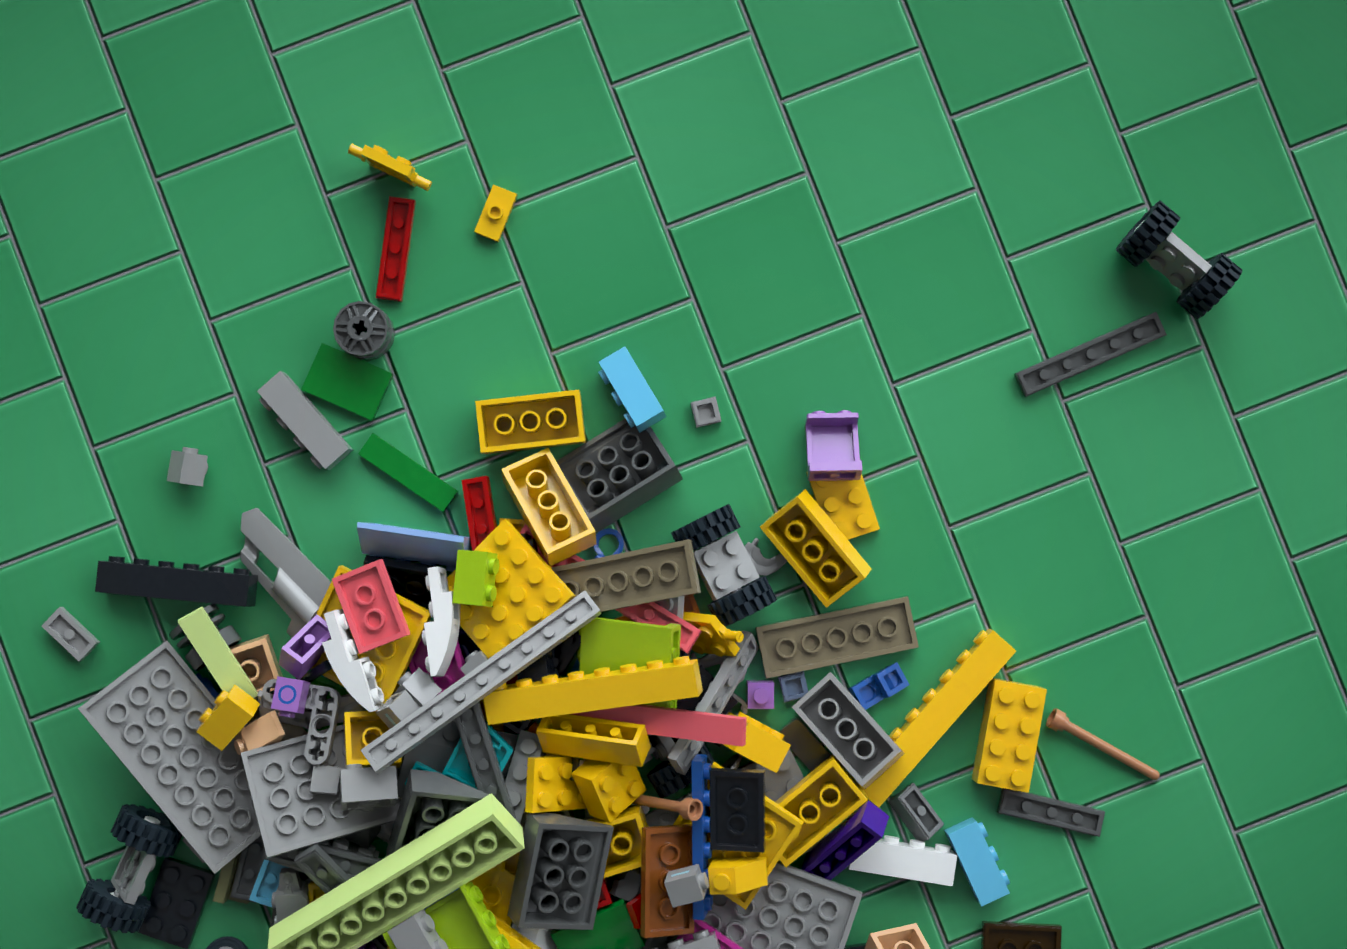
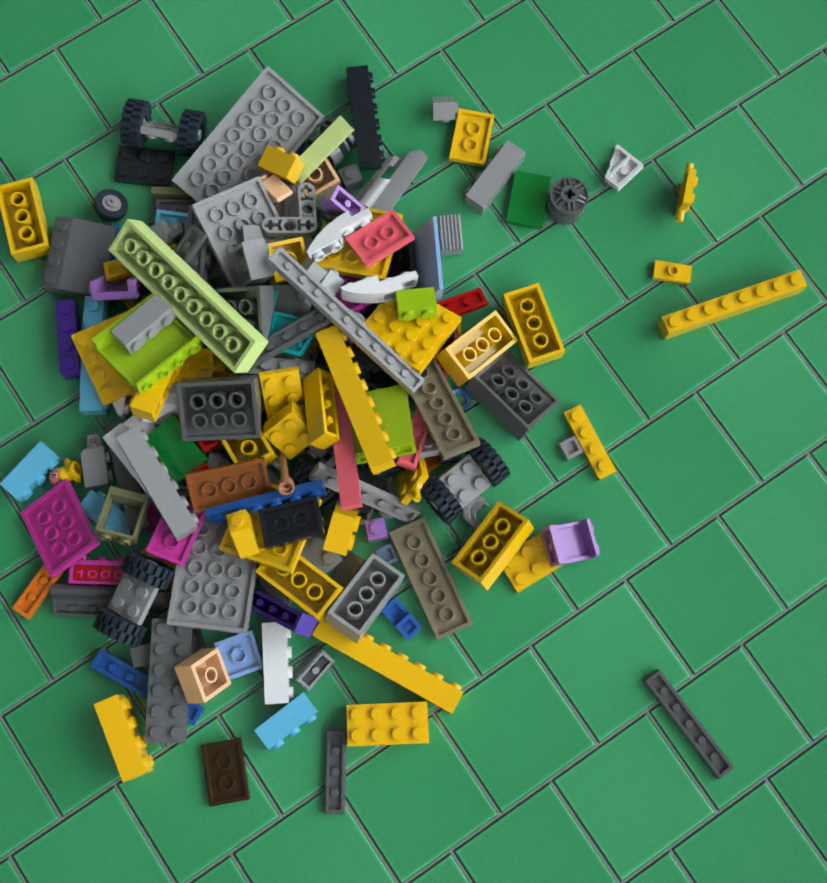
camera: 80 degrees right, 10 degrees down
(70, 634) = (313, 60): light grey plate -> none
(238, 438) = (471, 137): none -> yellow plate
(262, 620) = (351, 178): none -> dark grey brick
(290, 696) = (305, 199): medium lavender brick -> none
(332, 242) = (622, 168): none -> white wing
(375, 503) = (450, 235): none -> light grey brick
(395, 249) = (628, 212): red tile -> none
(408, 472) = (475, 253): green tile -> none
(560, 145) = (731, 304): none -> yellow brick
(631, 390) = (573, 389): medium azure brick -> none
(686, 885) = (229, 495): light grey brick -> none
(704, 385) = (589, 442): none -> yellow plate
(882, 904) = (240, 655): none -> light blue plate
(1058, 721) = (405, 763): nougat piece -> none
(1200, 281) = (778, 770): black plate -> none

